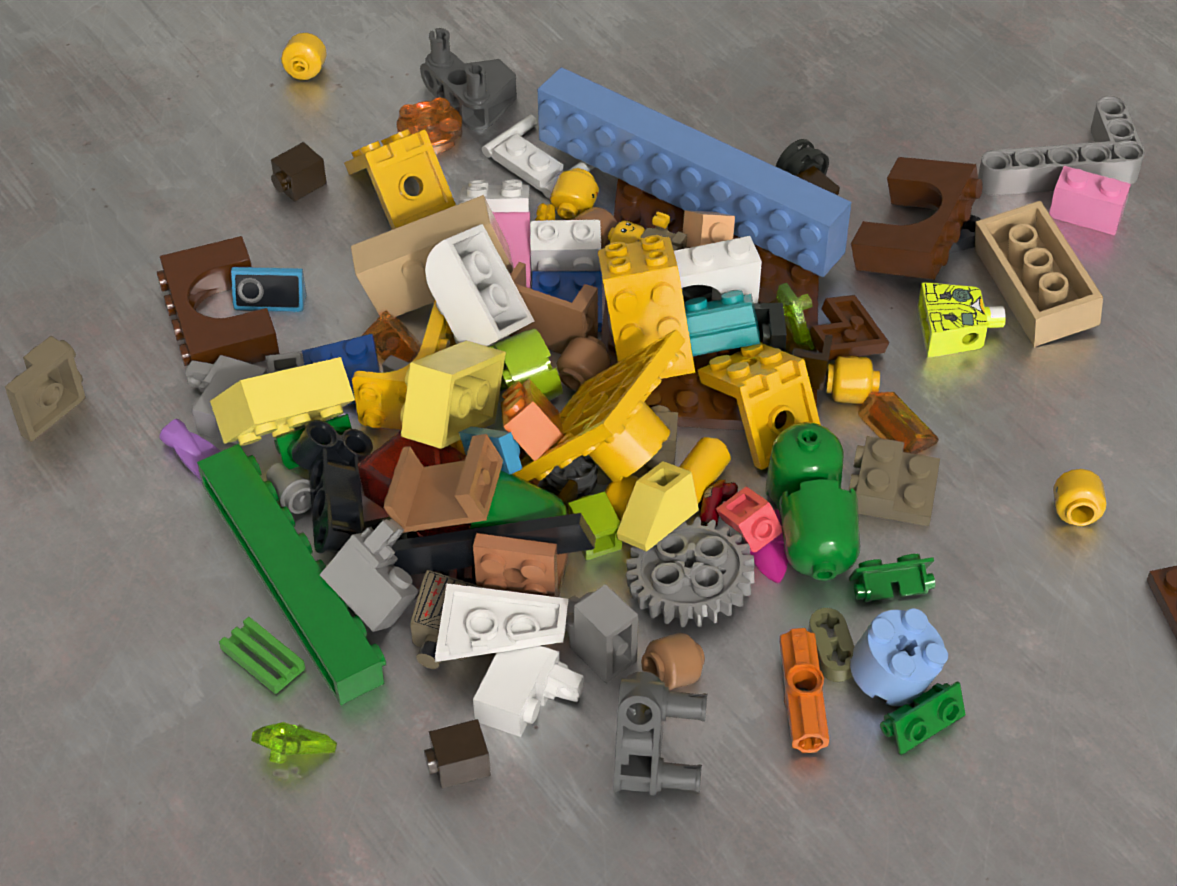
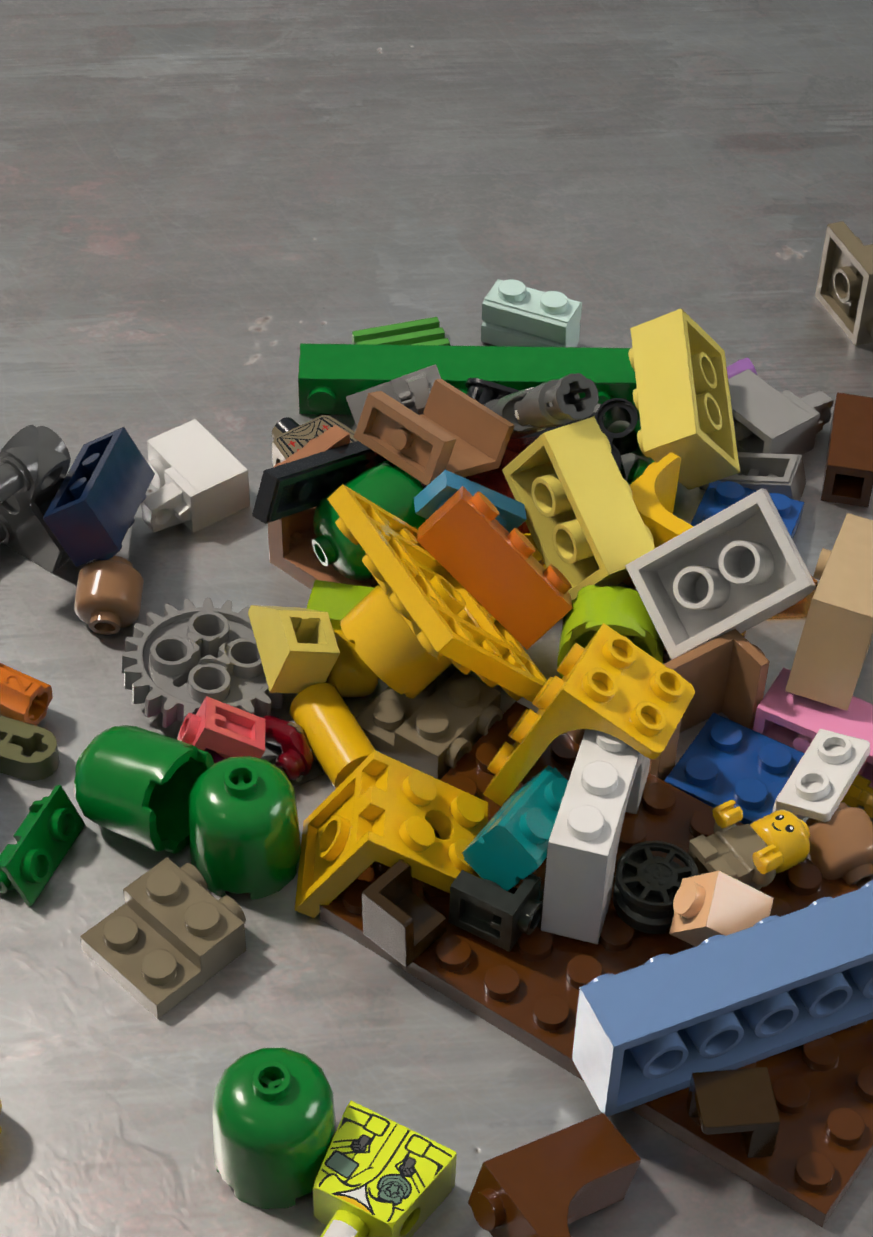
camera: 120 degrees right, 5 degrees down
(196, 570) = (529, 317): none -> light aqua brick
(291, 739) = (279, 319): clear neon green piece -> none
(383, 448) = (547, 404): none -> dark grey piece
(458, 754) = (157, 405): dark brown brick -> none
(497, 621) = (259, 441): white wing -> none
(600, 684) = (99, 498): none -> dark blue brick
(603, 632) = (185, 541): light grey hinge -> none
(794, 316) = (501, 950): clear neon green piece -> none
(796, 161) = (807, 1128): pearl dark grey wheel -> none
(851, 329) = (442, 1045): reddish brown plate -> none
(852, 379) = (362, 986): yellow head -> none
(896, 421) = (256, 1010): clear orange slope -> none
(968, 359) = (272, 1126): none -> green cylinder

